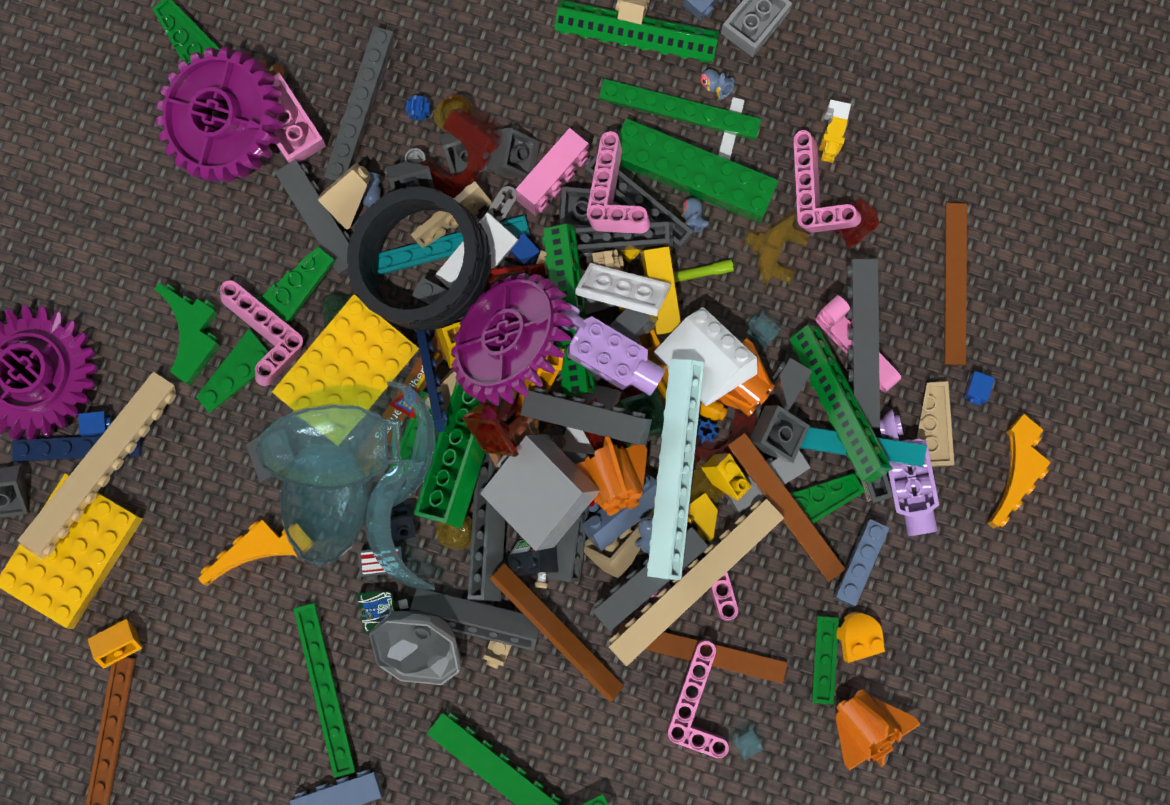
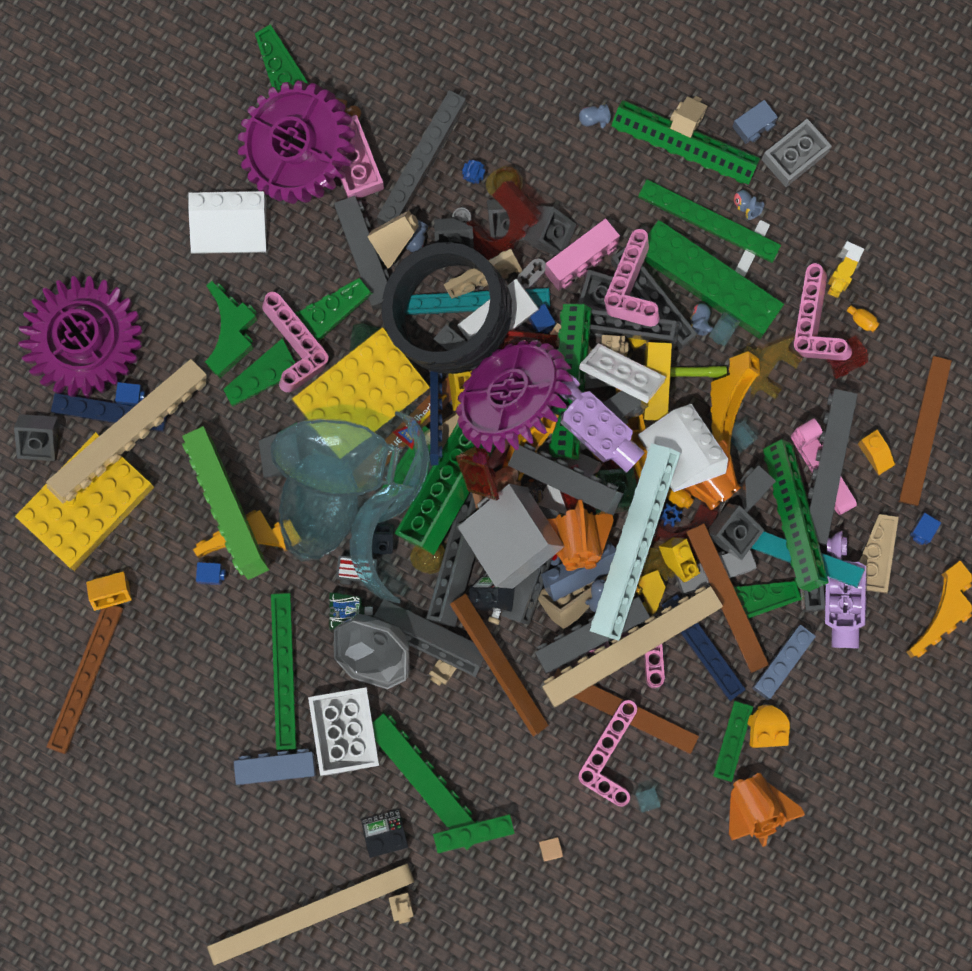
camera: 15 degrees right, 0 degrees up
(164, 216) = (227, 222): none -> white slope
(222, 522) = (224, 503): none -> bright green brick
(222, 600) = (210, 573): none -> blue brick
(403, 742) = (343, 731): none -> white slope
(533, 22) = (592, 115): none -> sand blue animal
(720, 220) = (724, 329): none -> clear light blue brick
(741, 285) = (729, 392): none -> light orange arch
(780, 574) = (709, 657): none -> dark blue plate
(865, 178) = (863, 318): none -> light orange plant
(910, 317) = (877, 452): none -> light orange slope

